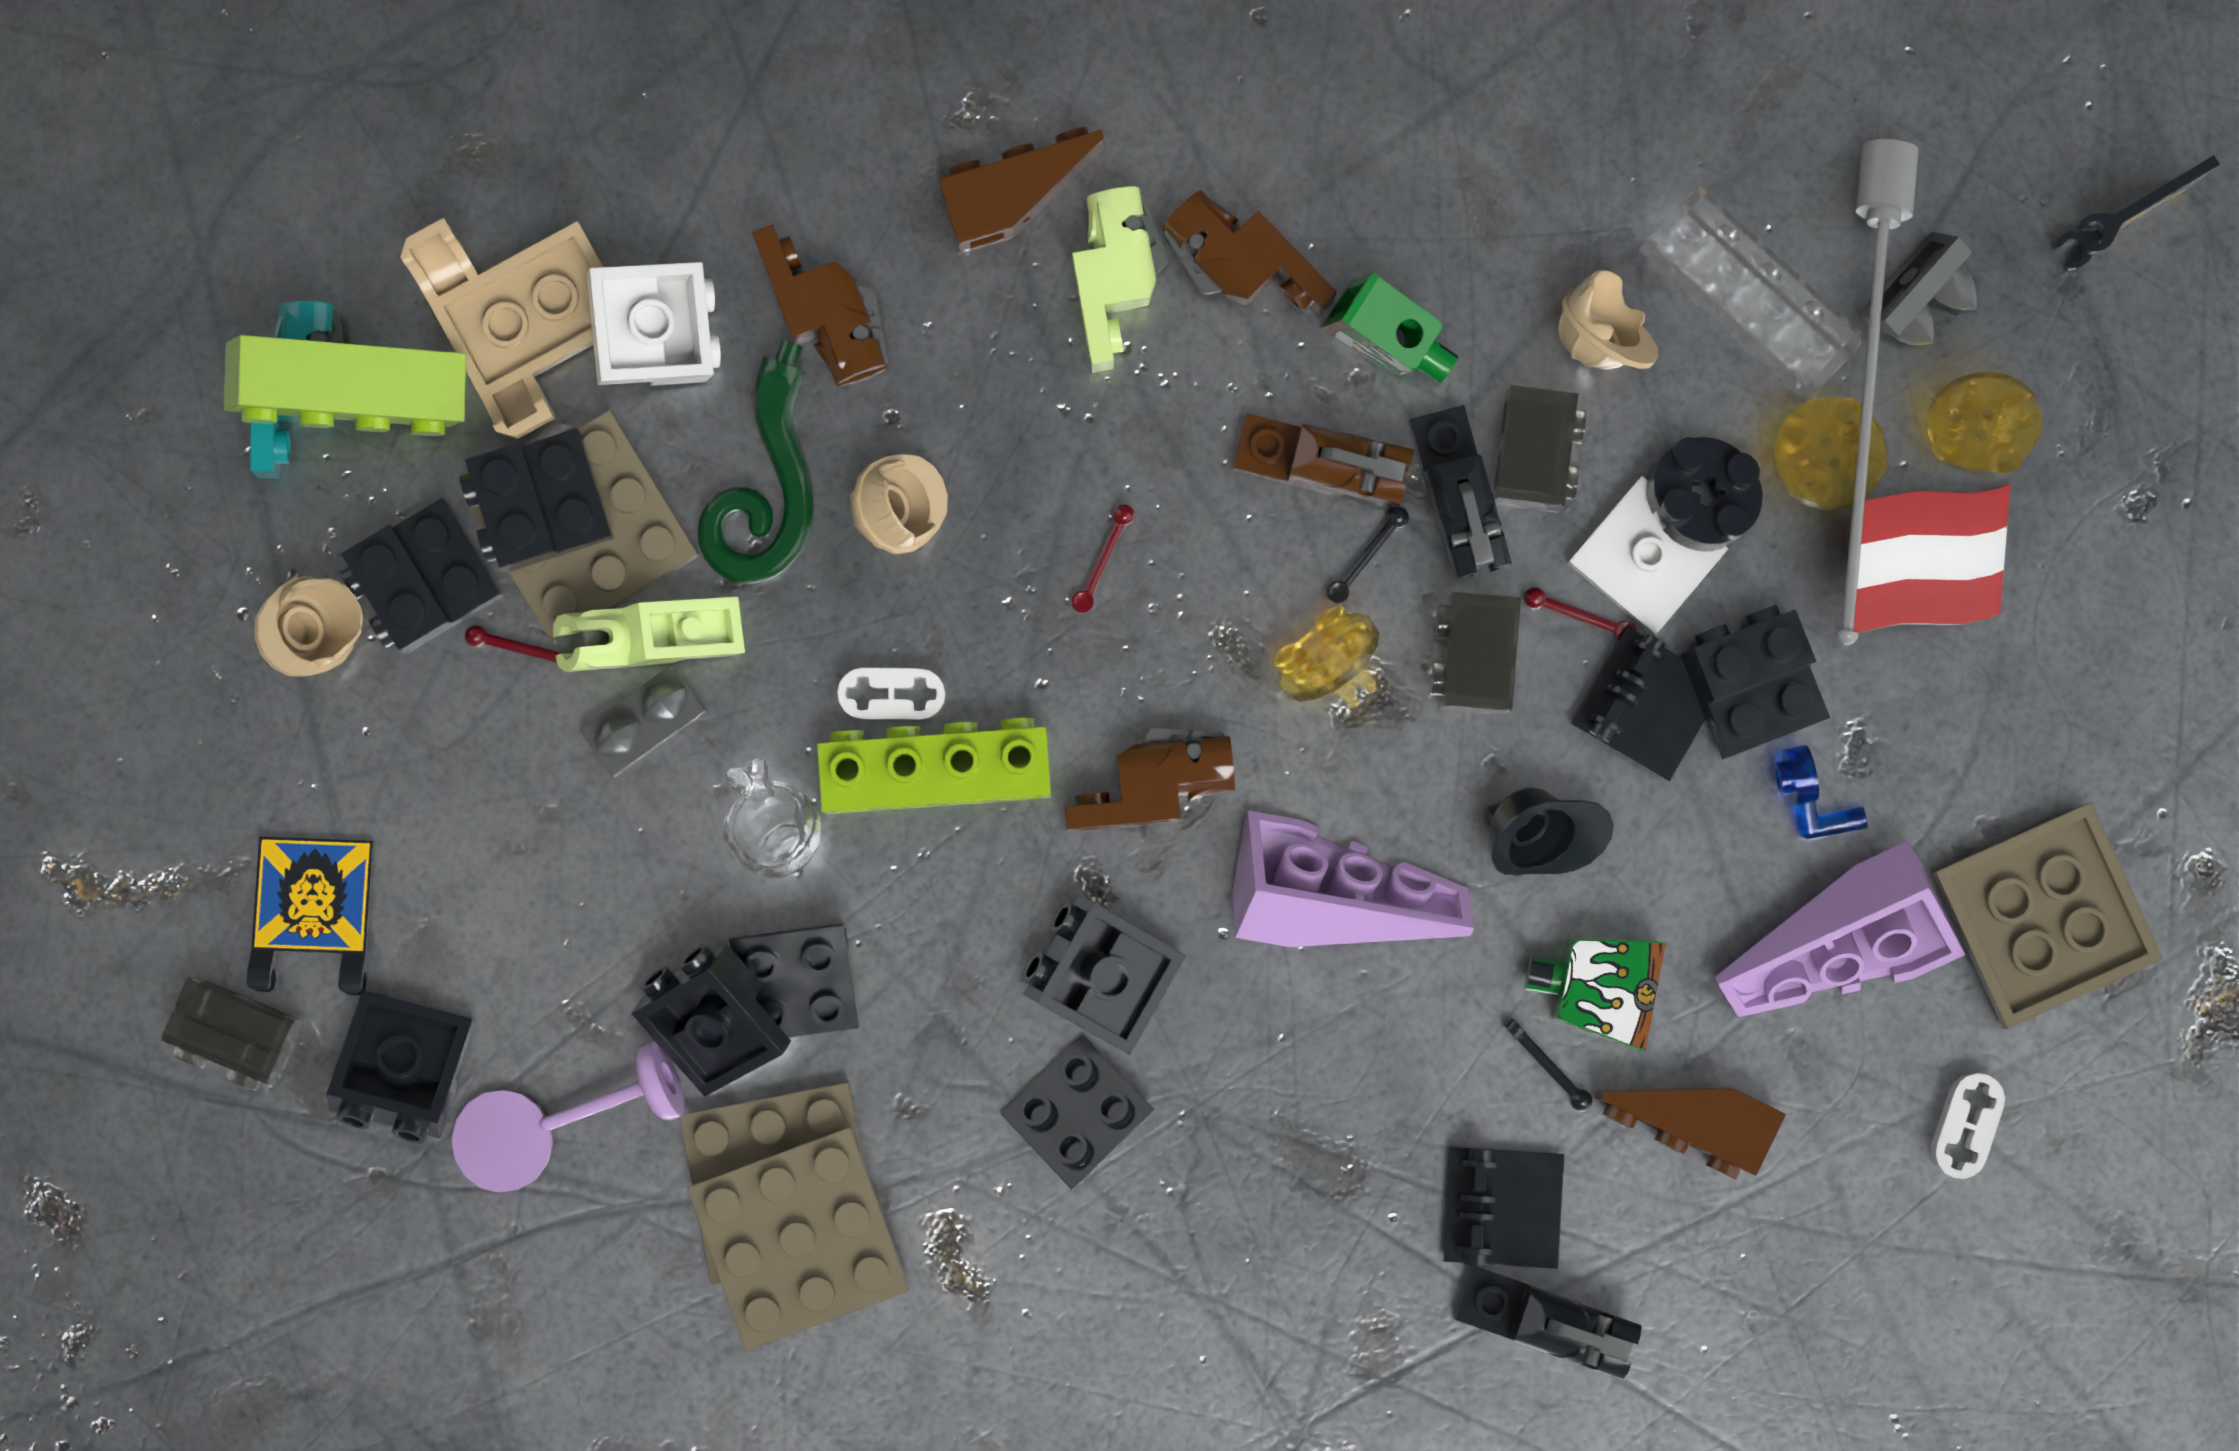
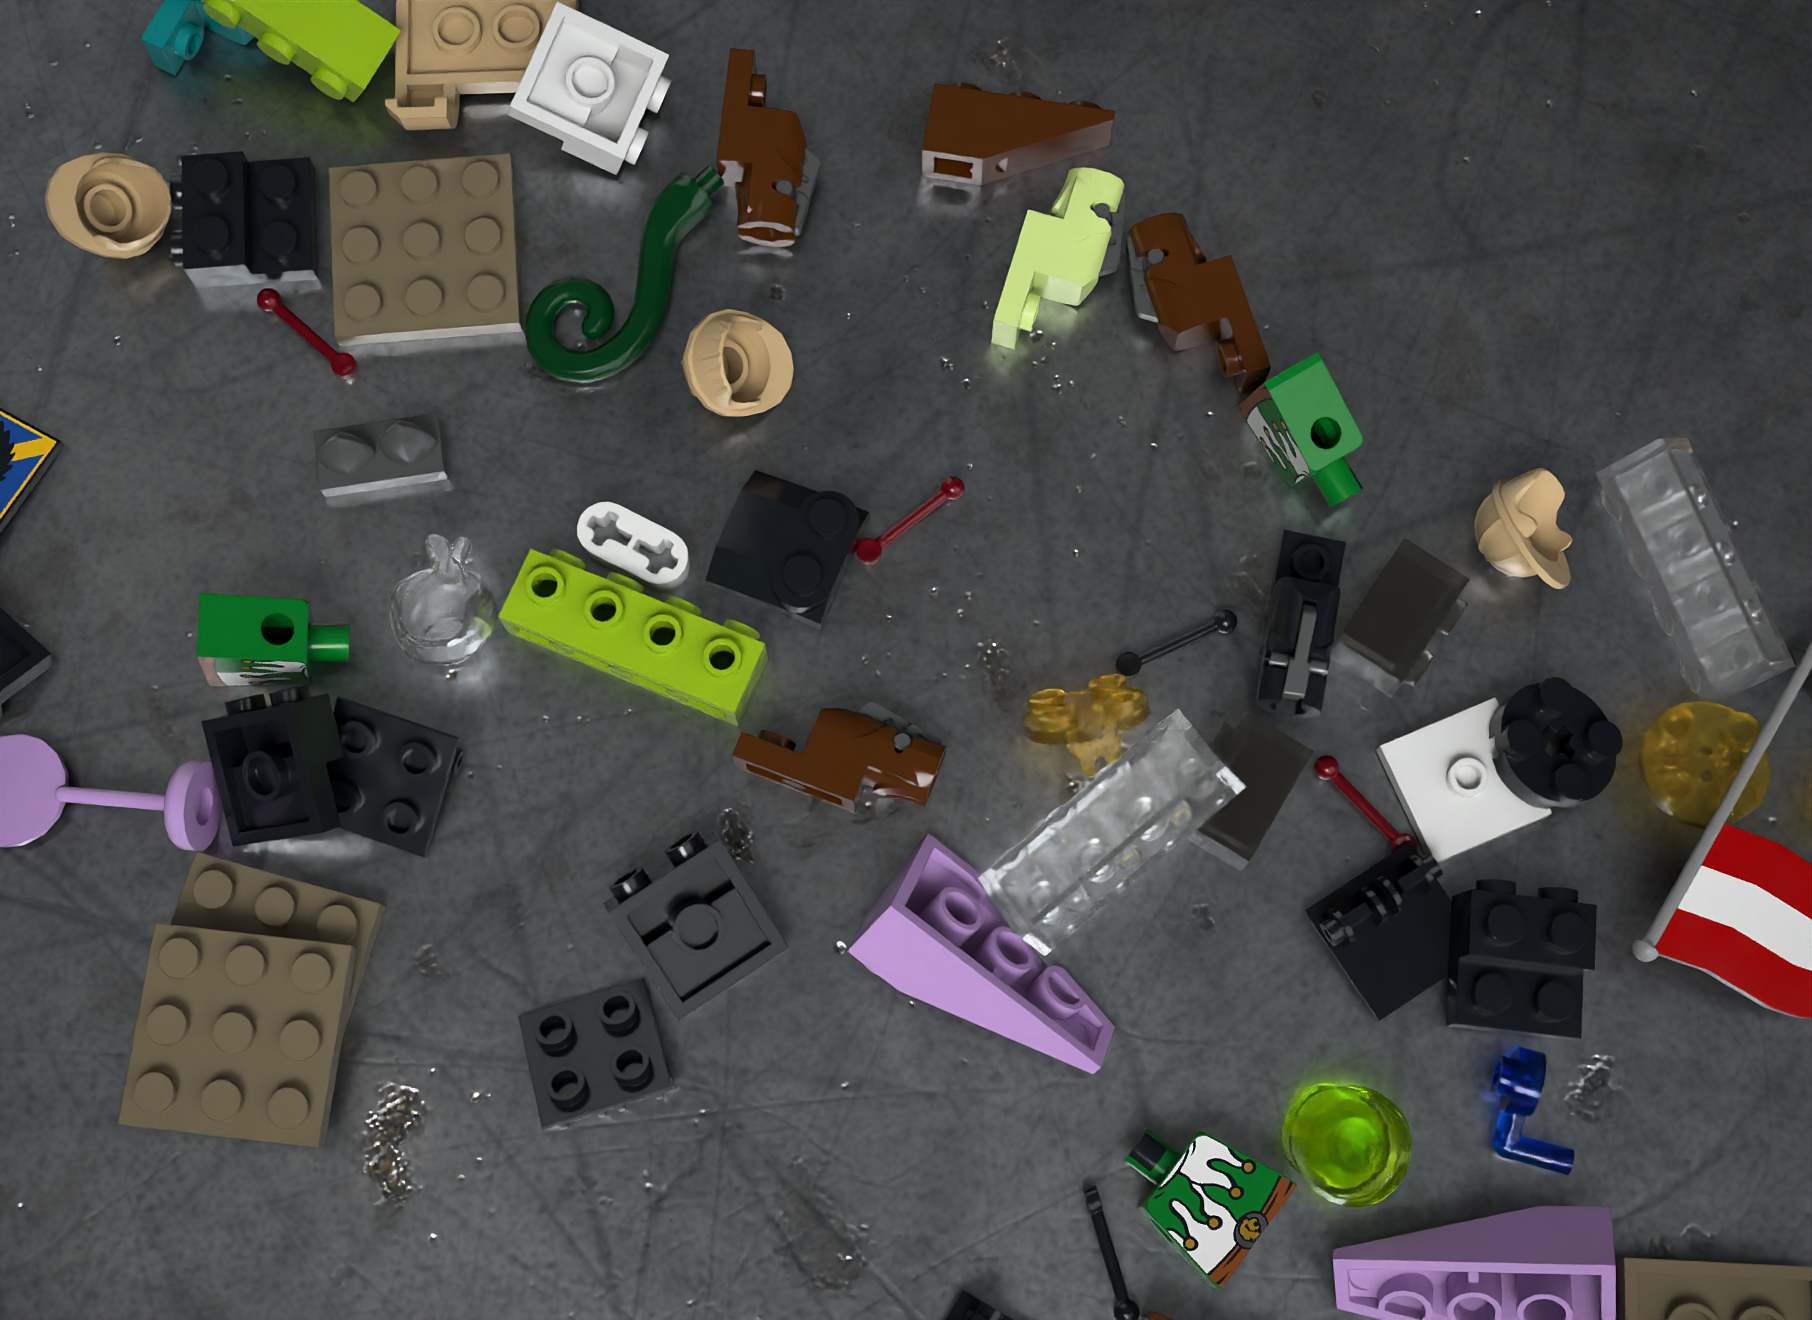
camera: 30 degrees right, 10 degrees down
(536, 500) = (388, 193): black plate -> none
(624, 936) = (240, 637): none -> green torso
(649, 634) = (429, 368): yellowish green plate -> none
(1016, 632) = (787, 547): none -> black slope
(1323, 460) = (1177, 526): reddish brown plate -> none
(1394, 743) = (1110, 832): none -> clear brick
(1546, 835) = (1225, 1009): black piece -> none
(1688, 890) = (1347, 1143): none -> clear neon green hat

